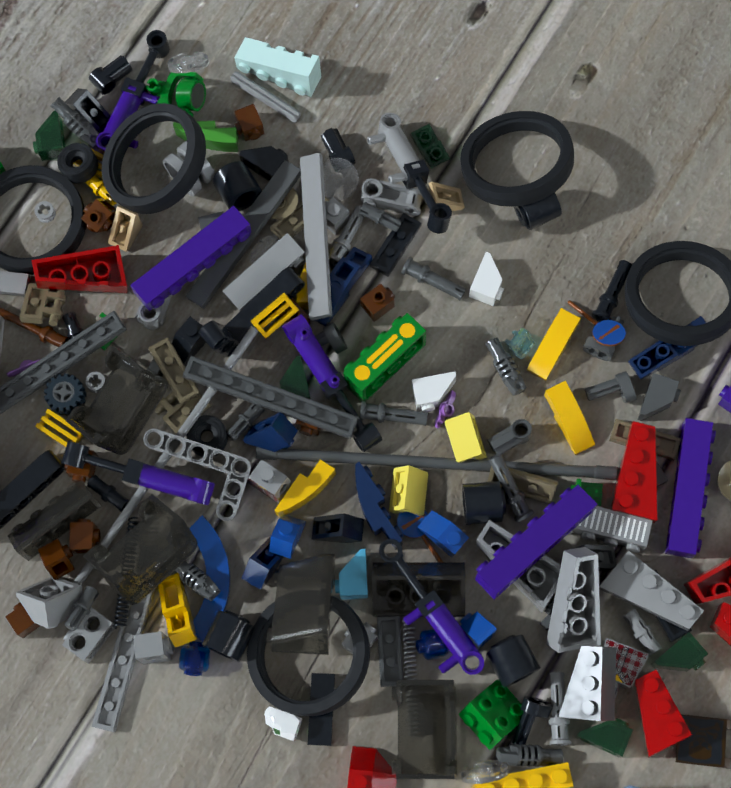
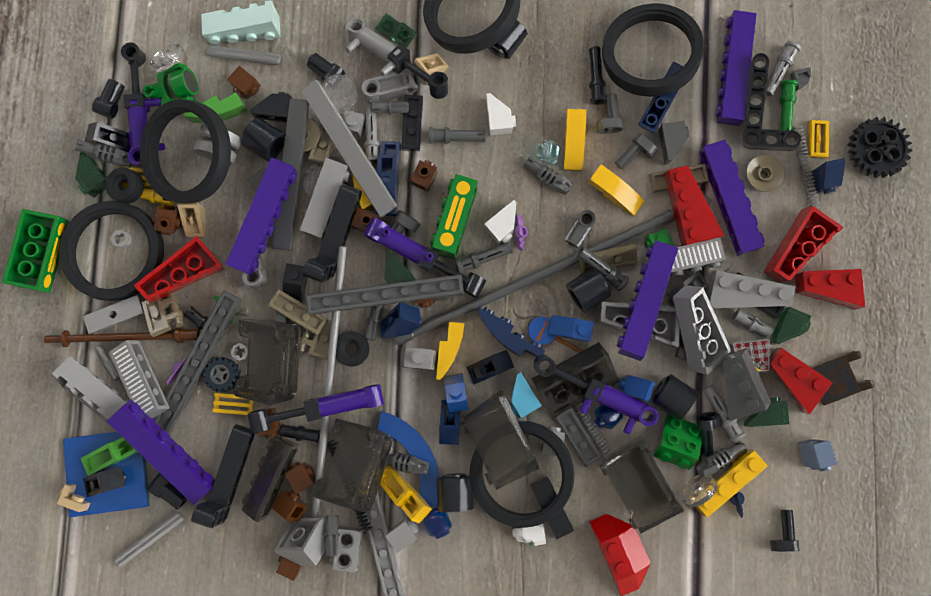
camera: 30 degrees left, 10 degrees up
(207, 460) = (363, 370): light grey beam -> none
(269, 309) = (346, 225): yellow tile -> none
(408, 490) = (526, 309): light yellow panel -> none
(465, 437) = (547, 247): light yellow panel -> none
(604, 332) = (609, 110): blue piece -> none

